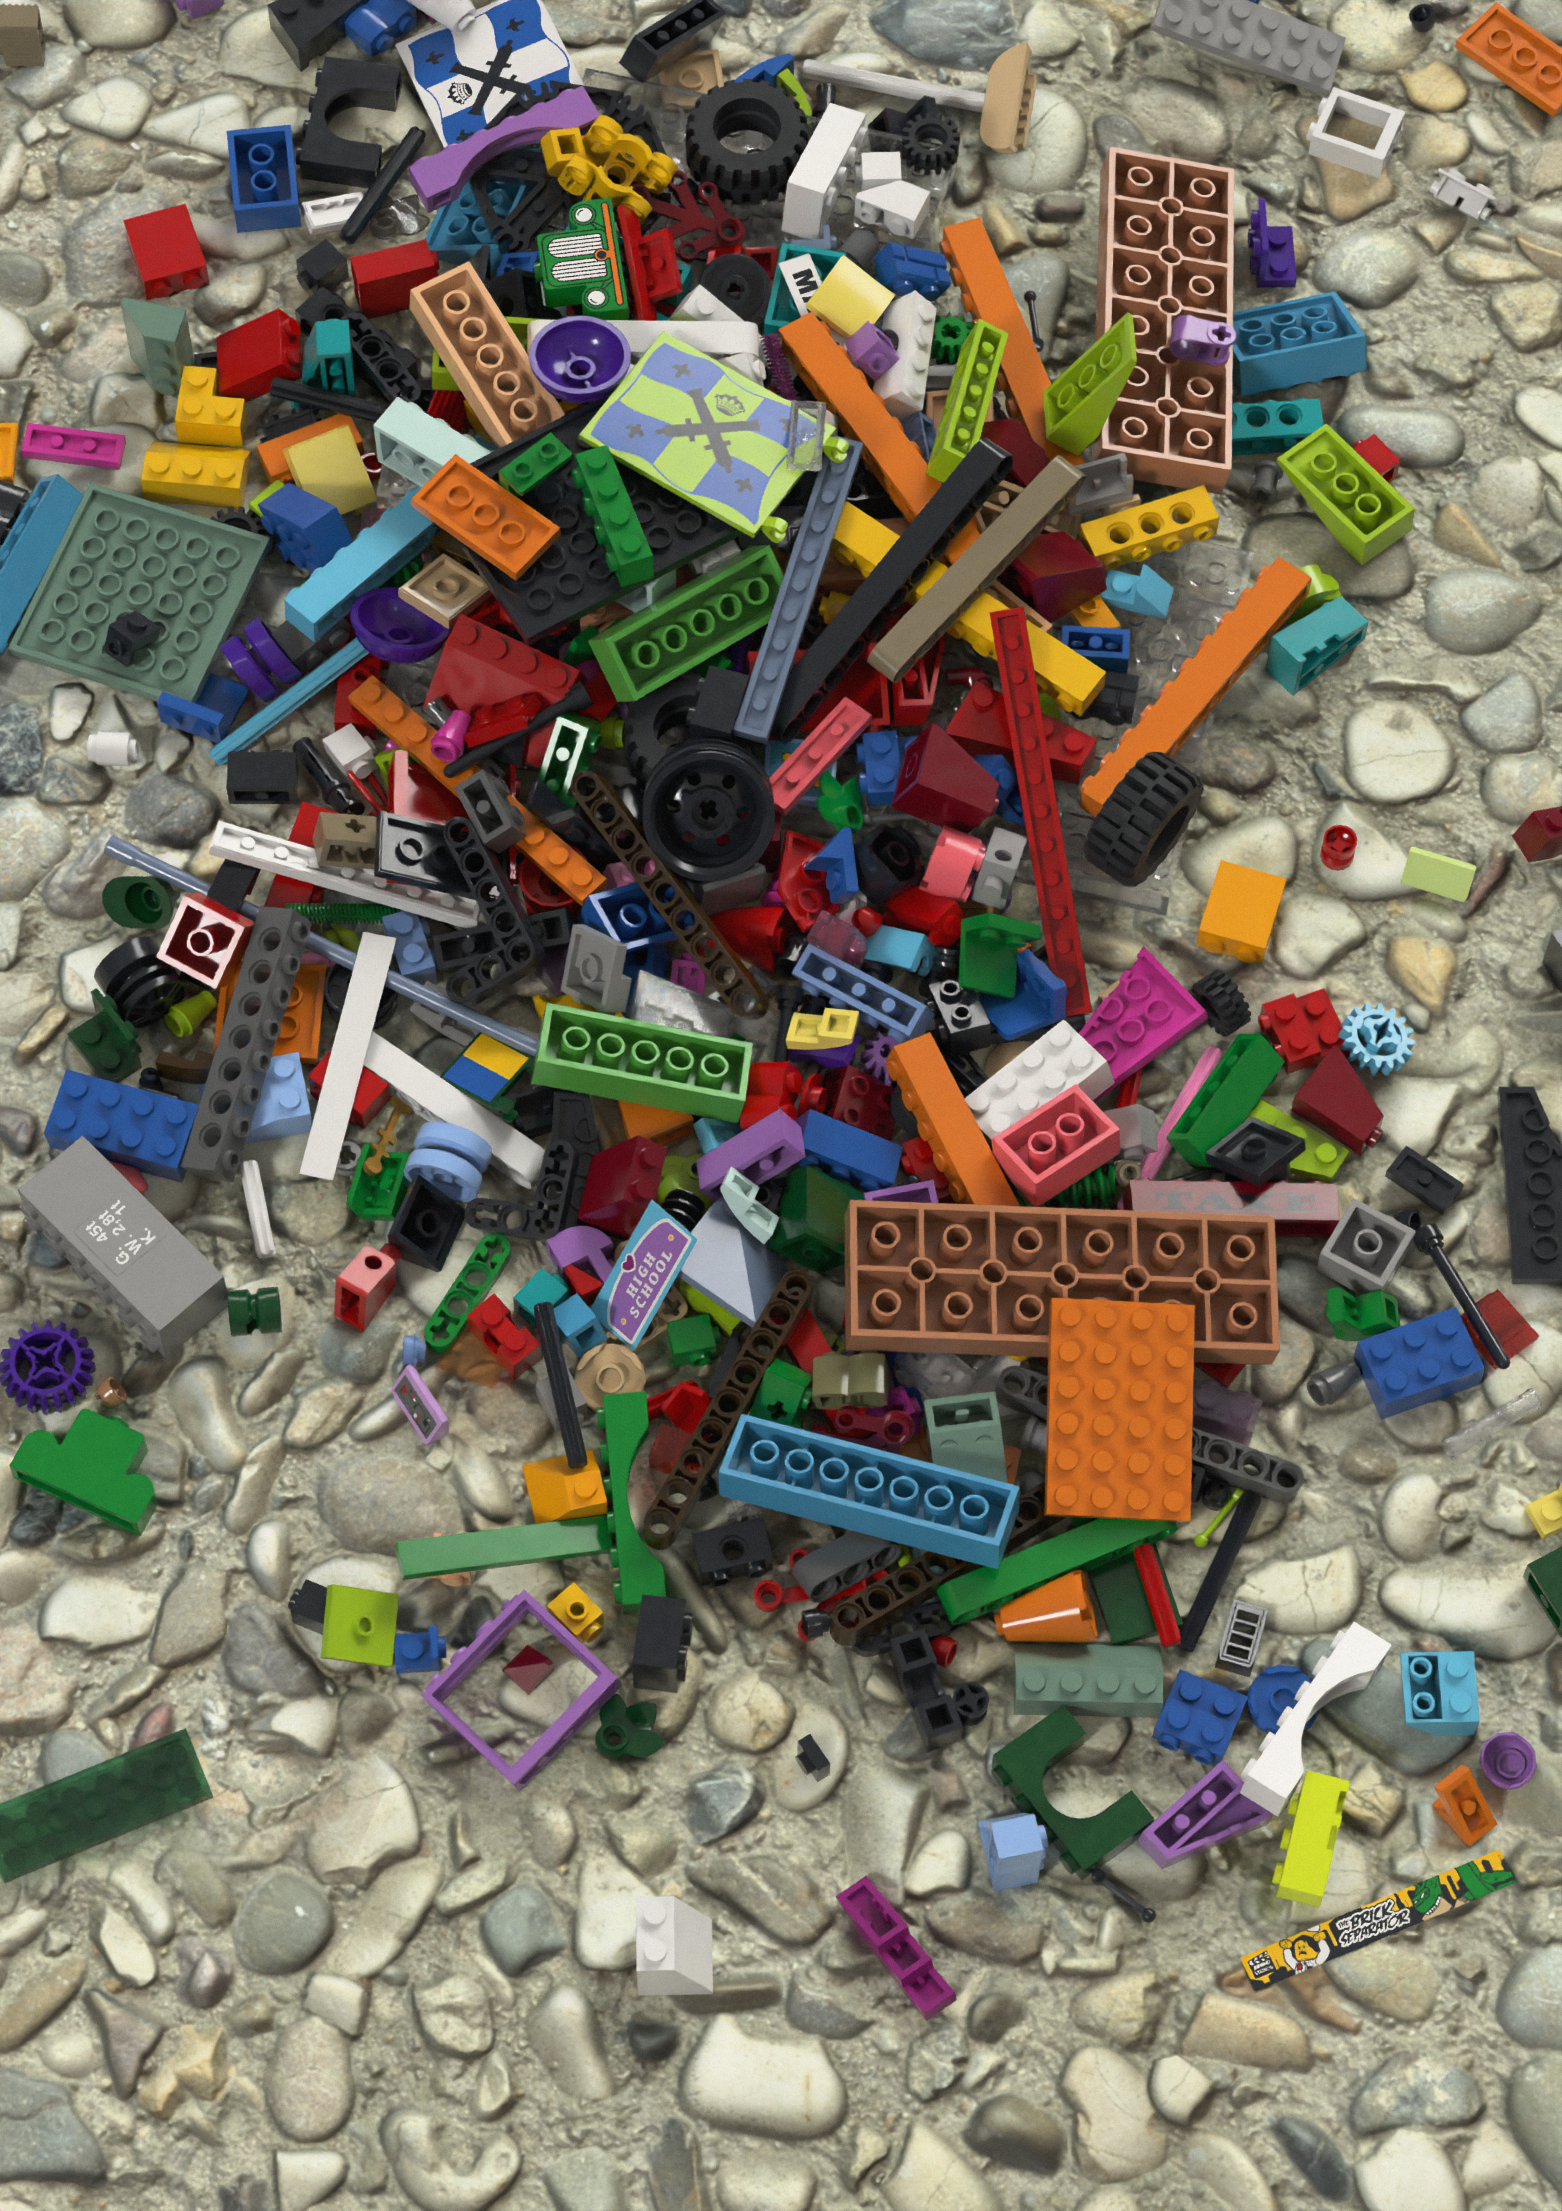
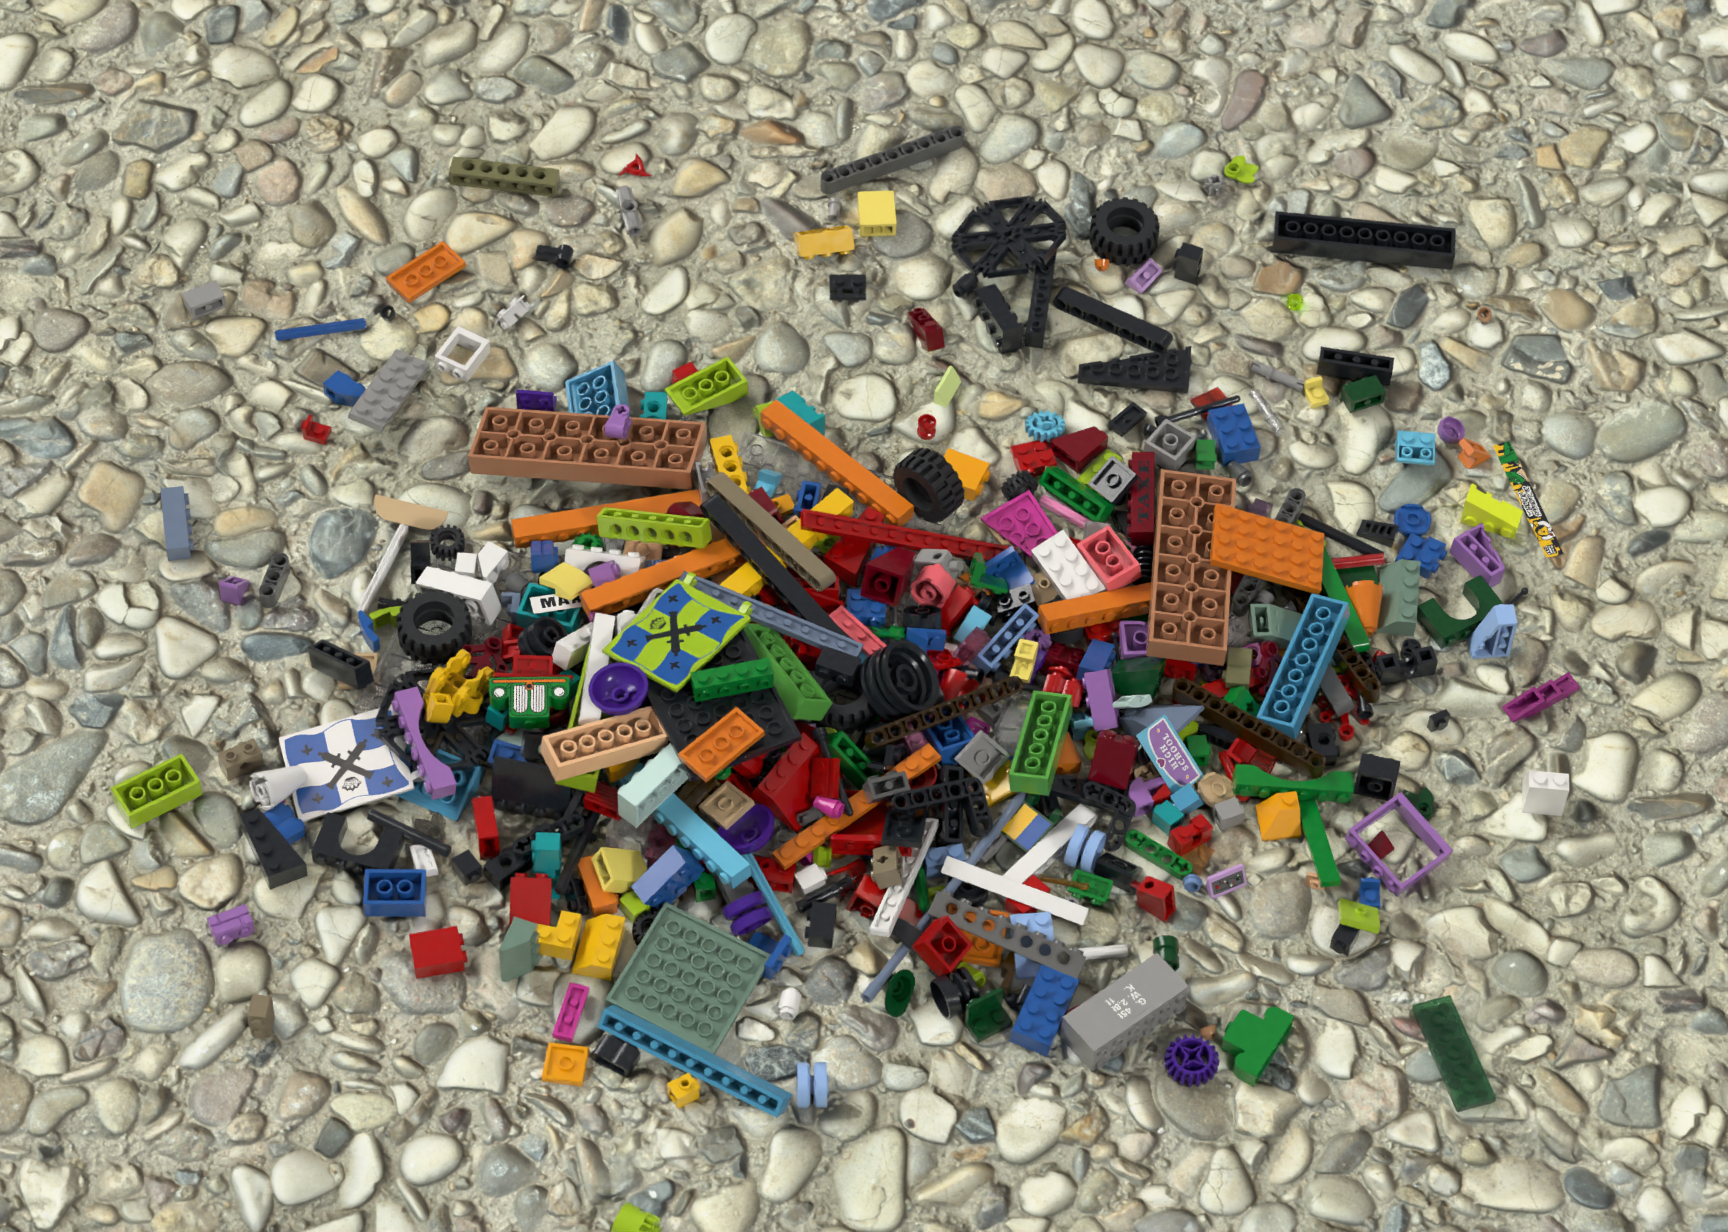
camera: 85 degrees left, 10 degrees down
(129, 635) = (724, 979): black bracket -> none
(534, 465) = (695, 713): green bracket -> none
(560, 1385) = (1227, 805): black axle -> none
(577, 1614) = (1352, 815): yellow brick -> none
(805, 435) = (690, 586): clear slope -> none
(866, 920) = (957, 634): red hinge -> none
(1087, 391) = (656, 463): lime slope -> none
(1349, 1668) = (1460, 513): white arch -> none

